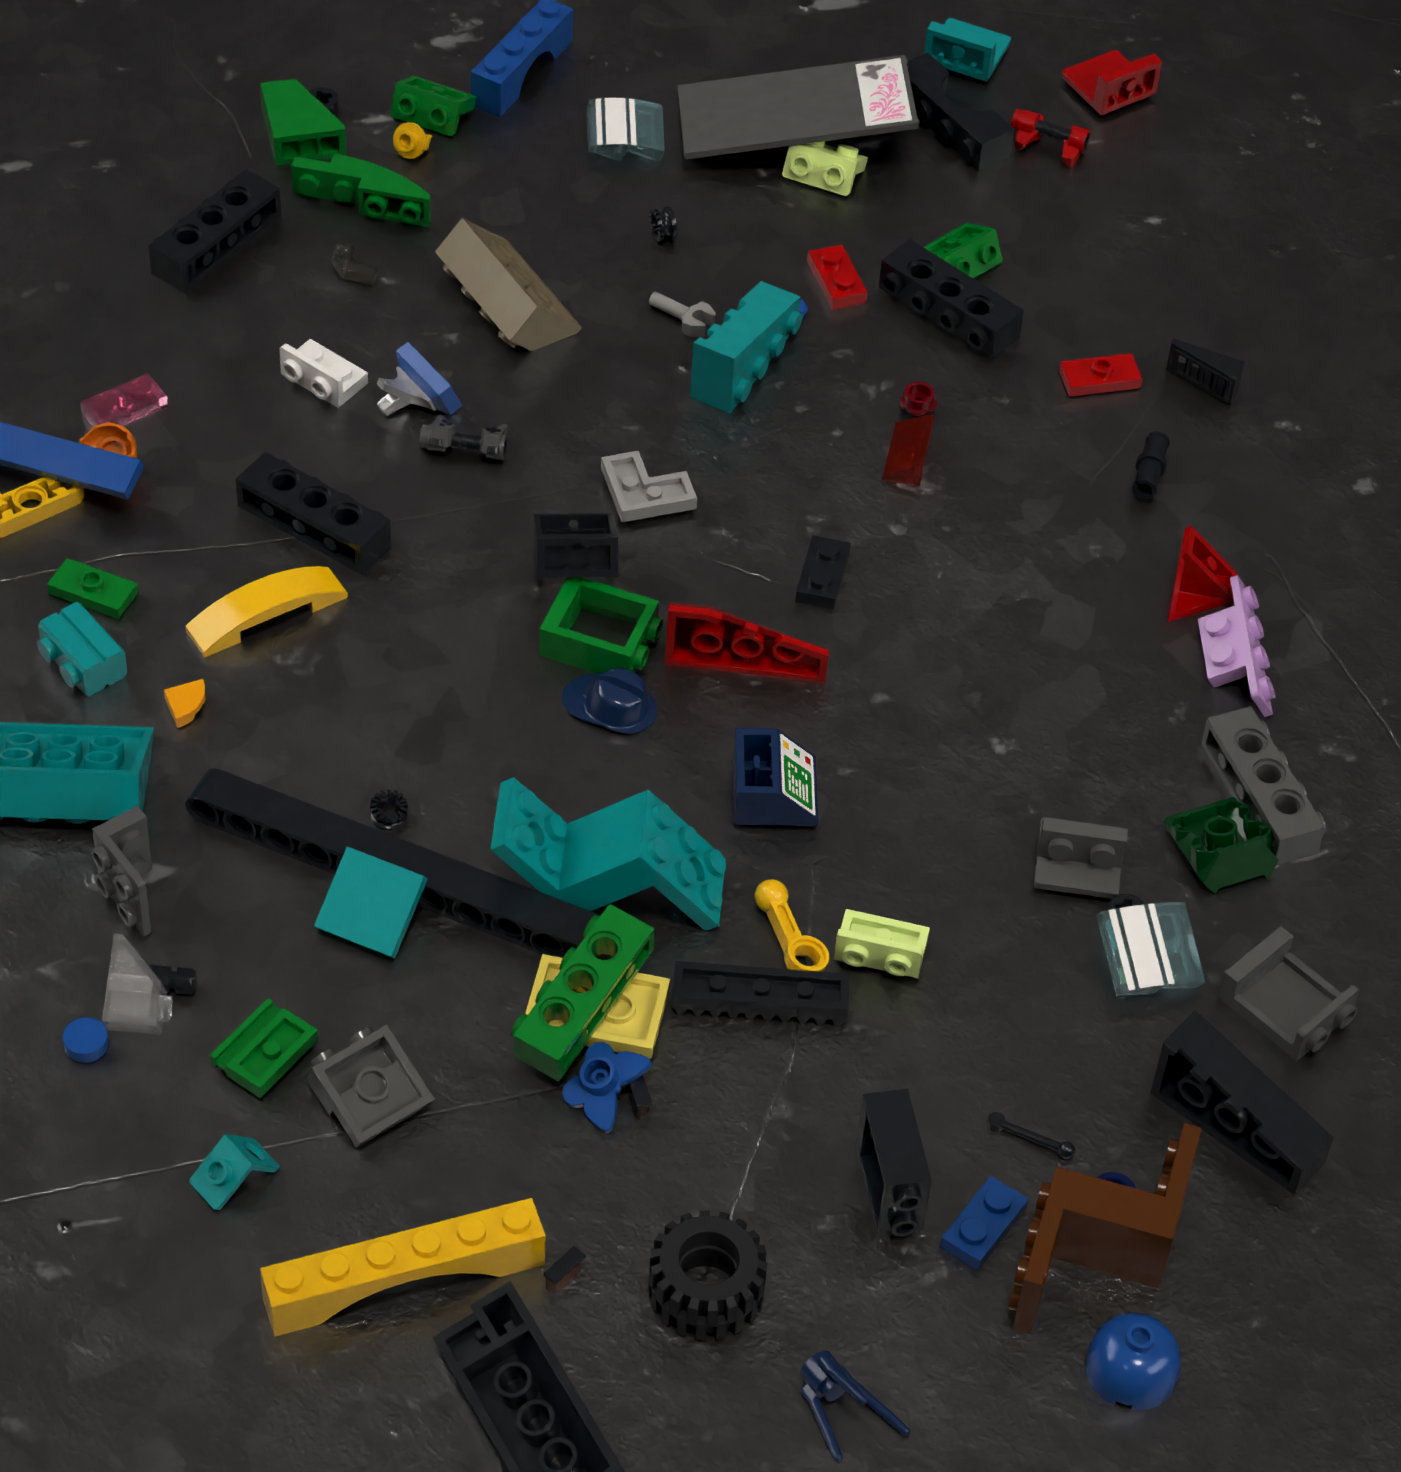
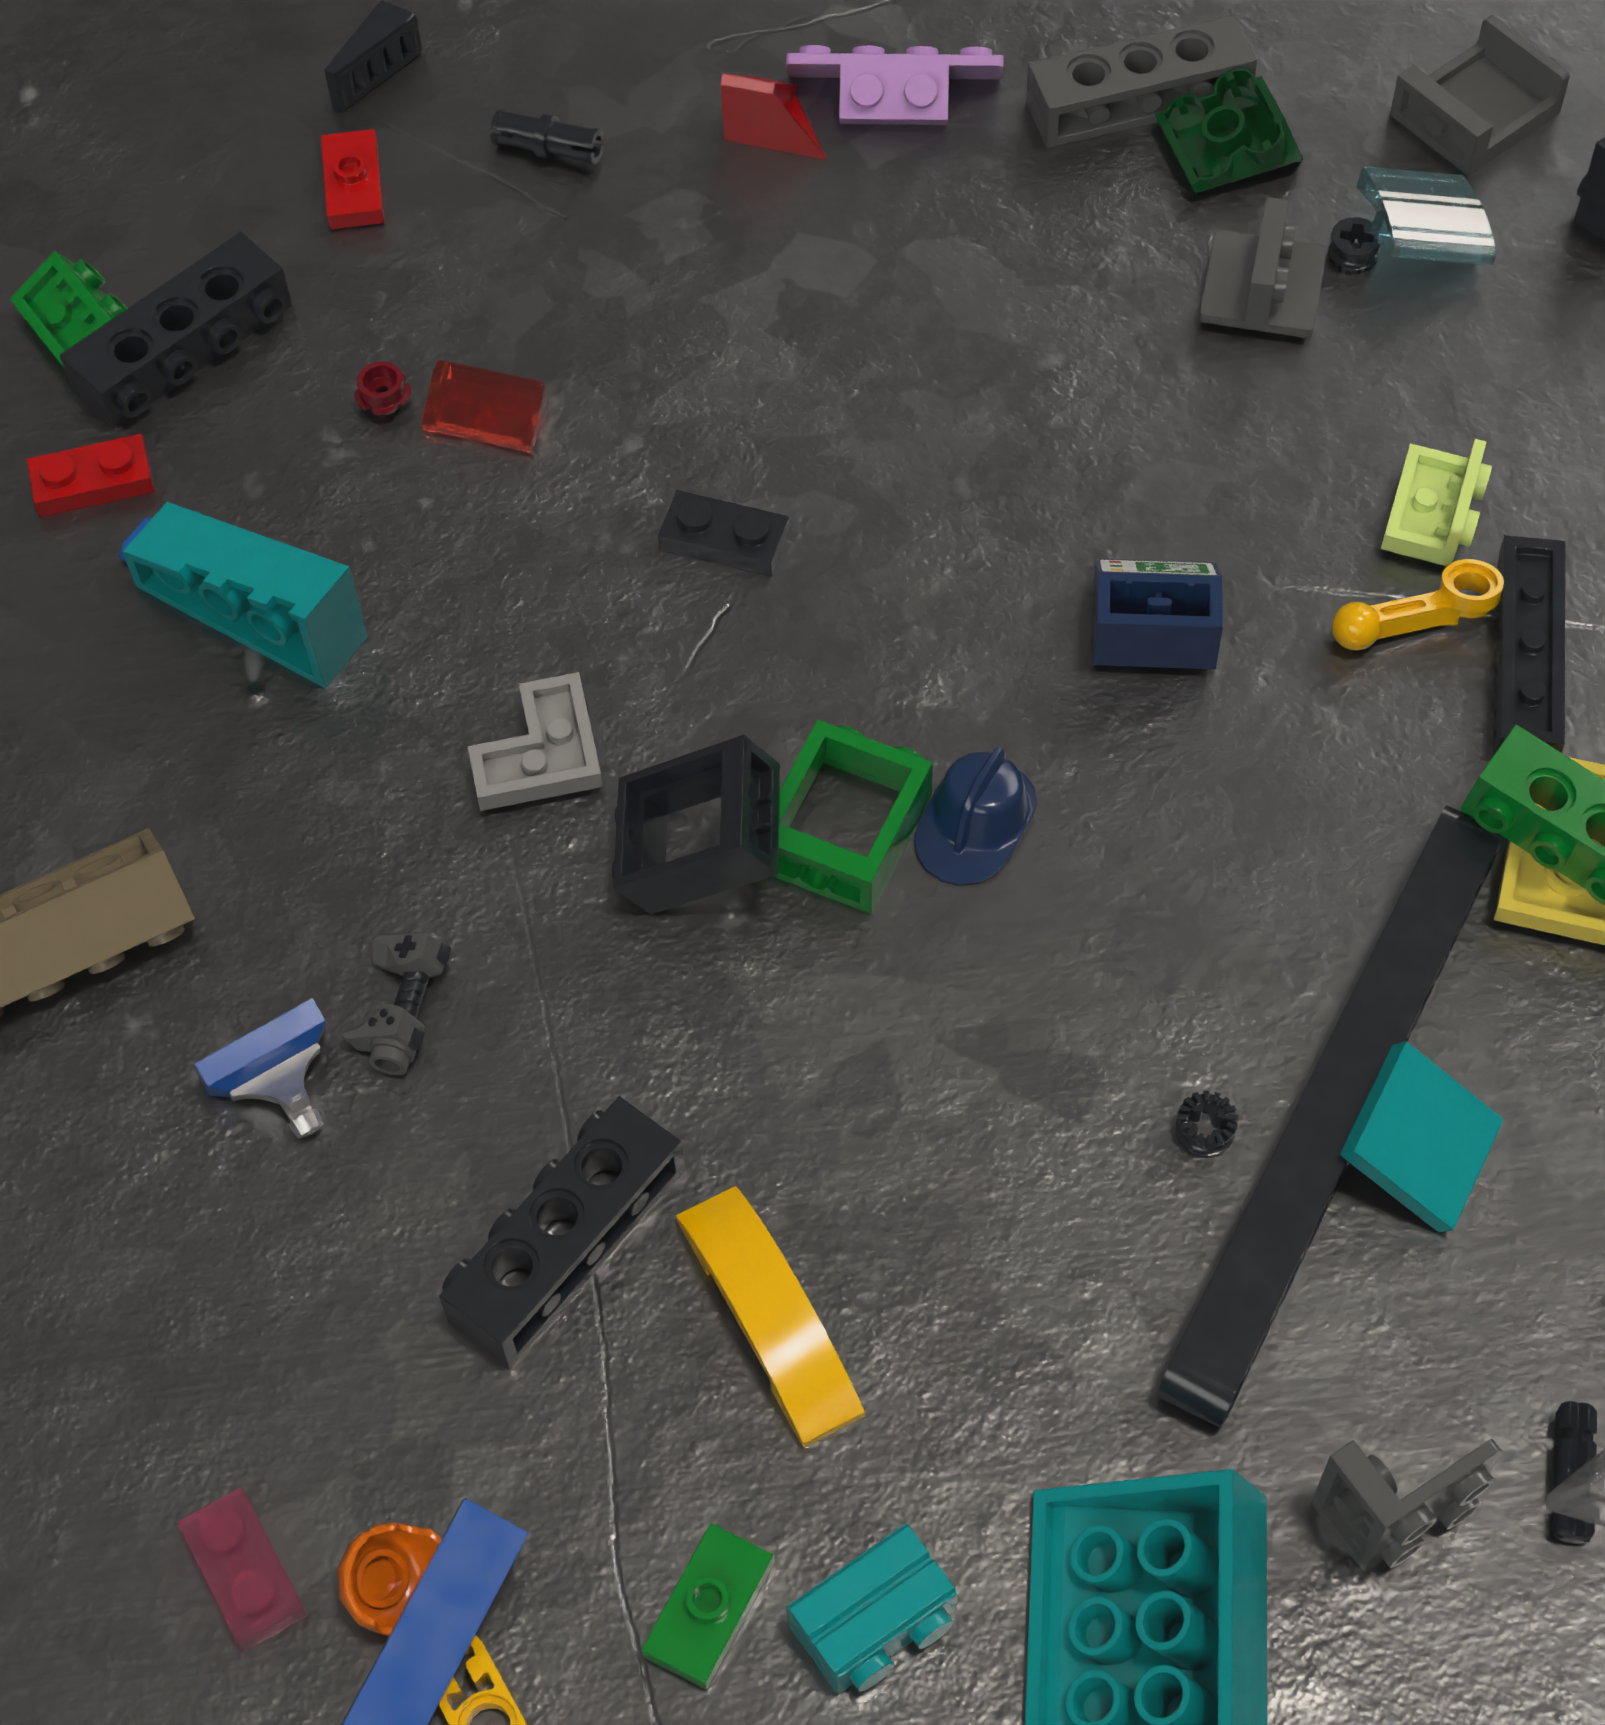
camera: 80 degrees left, 10 degrees up
(185, 701) = (980, 1437): light orange tile -> none
(322, 372) = (208, 1225): white bracket -> none
(609, 853) = (1343, 797): teal bracket -> none
(690, 316) = (144, 677): light grey bar -> none
(727, 643) = (875, 652): red wedge -> none

